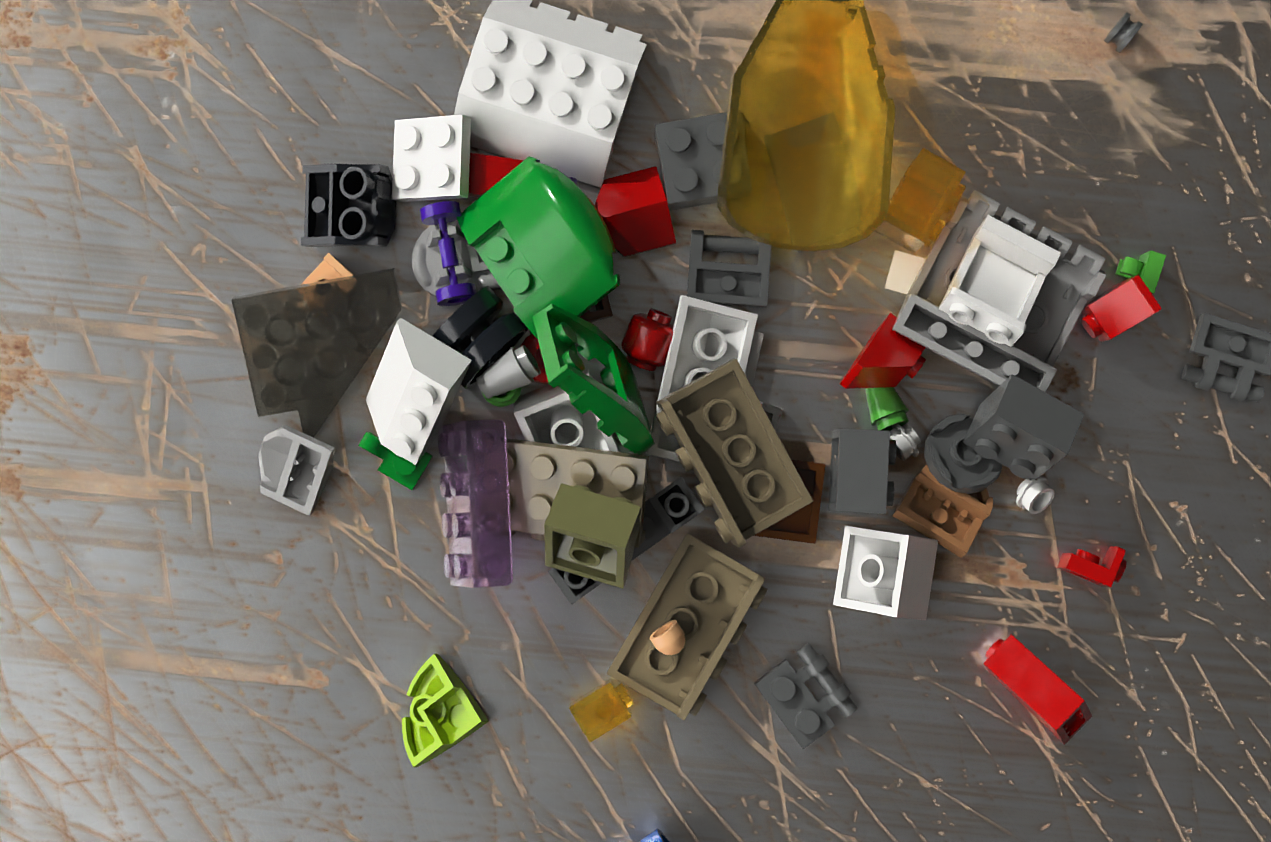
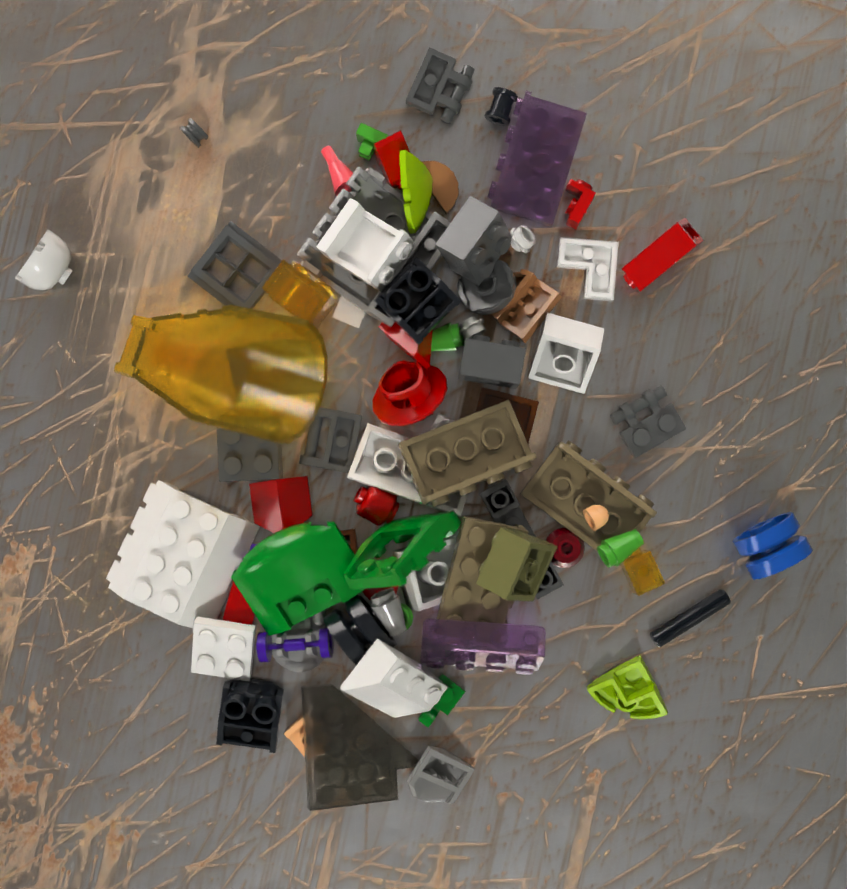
camera: 85 degrees left, 0 degrees up
(546, 784) = (690, 618): none -> black axle
(627, 613) = (574, 545): none -> dark red cone
(630, 674) = (619, 548): none -> bright green cone
(804, 364) = (409, 393): none -> red helmet
(930, 364) = (417, 300): none -> black slope
(945, 110) = (235, 268): none -> dark grey piece
(1019, 602) = (598, 260): none -> white tile
(1084, 341) = (417, 189): none -> lime brick
(1096, 233) = (338, 170): none -> coral cone
(1097, 374) = (444, 185): none -> medium nougat tile
(1146, 501) = (536, 159): none -> clear purple bracket
(1213, 444) = (501, 106): none -> black bush

